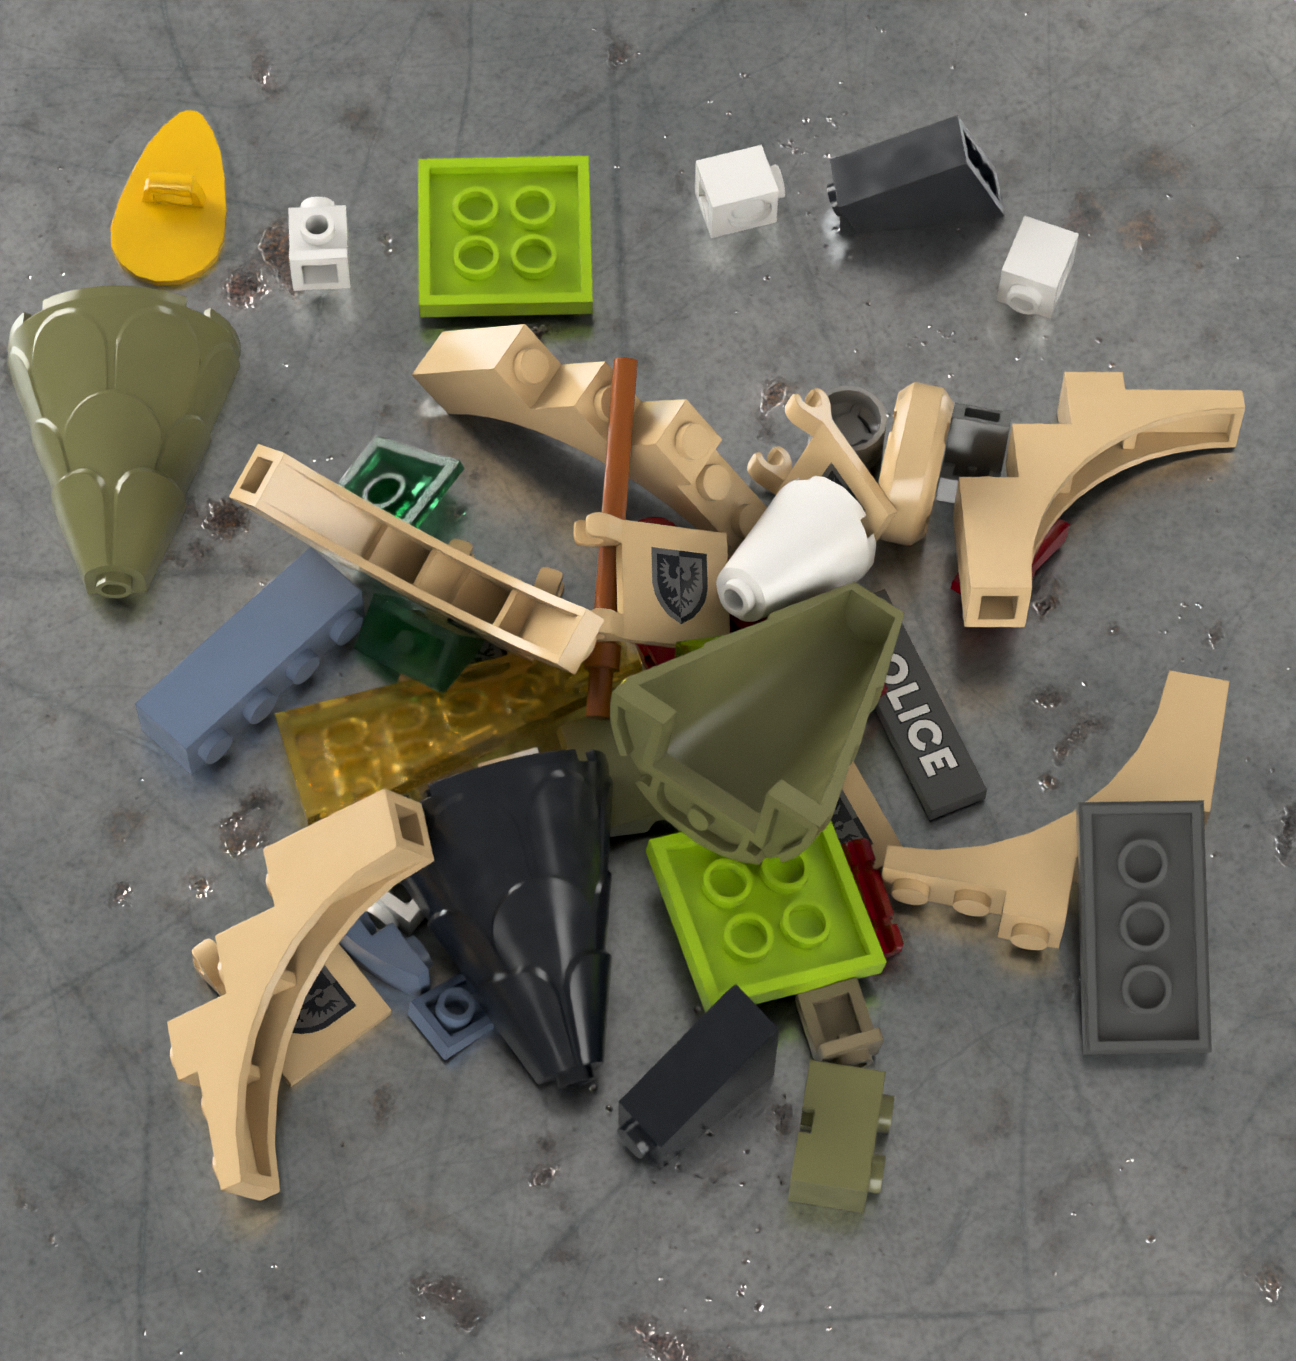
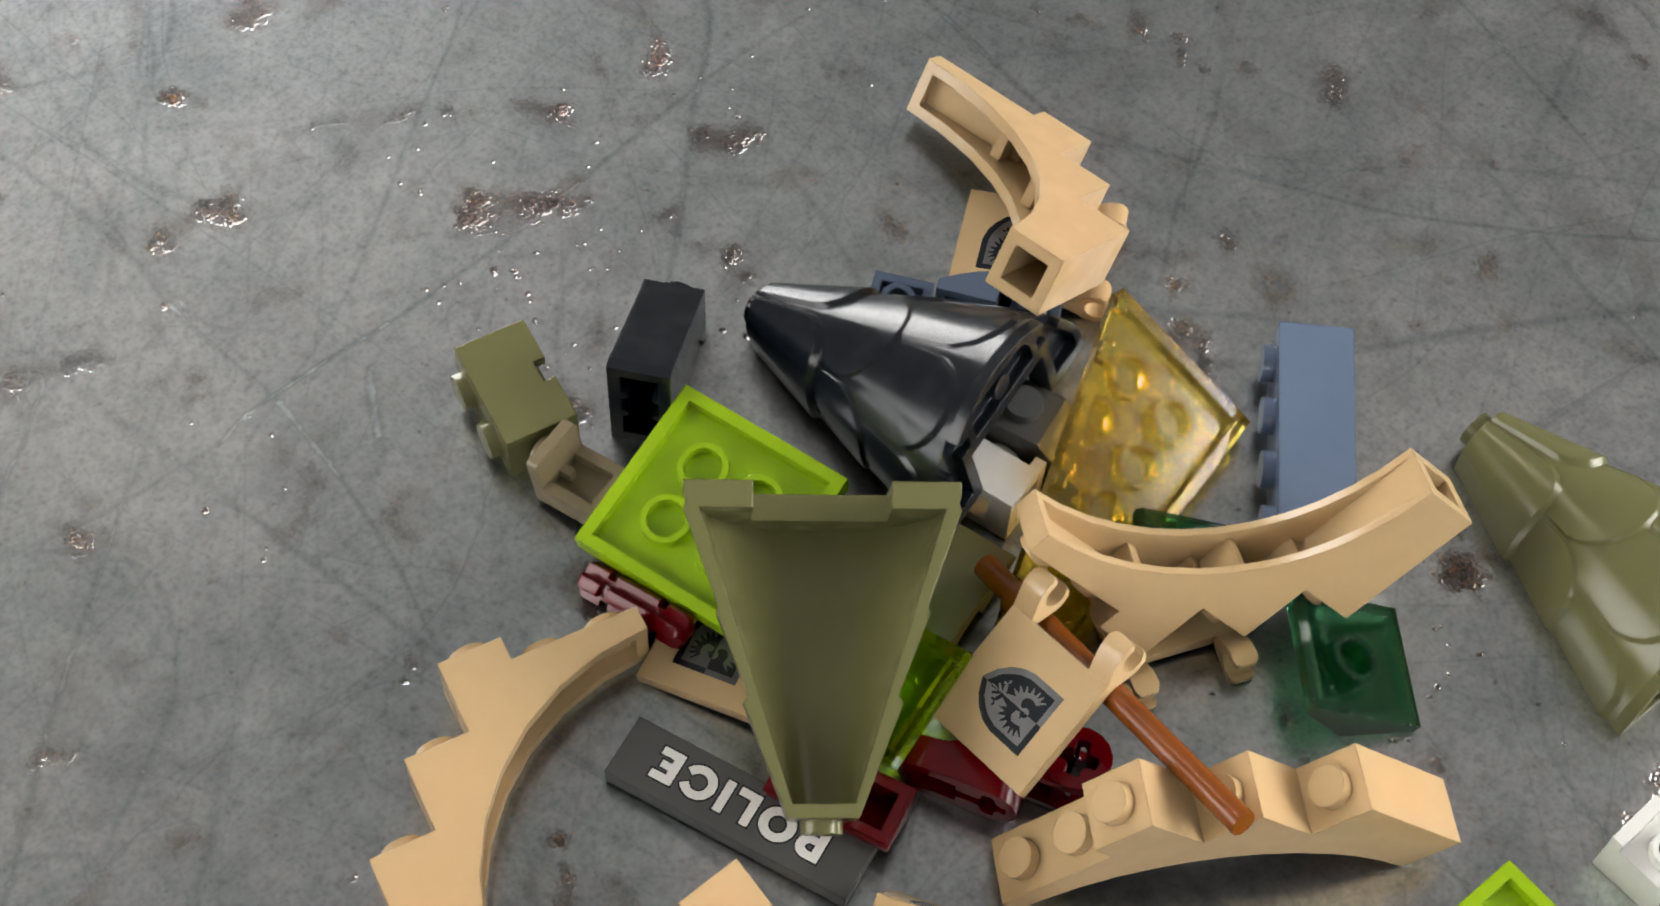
camera: 140 degrees right, 5 degrees down
(797, 550) = (943, 811): white cone -> none
(1143, 927) = (368, 720): dark grey tile -> none

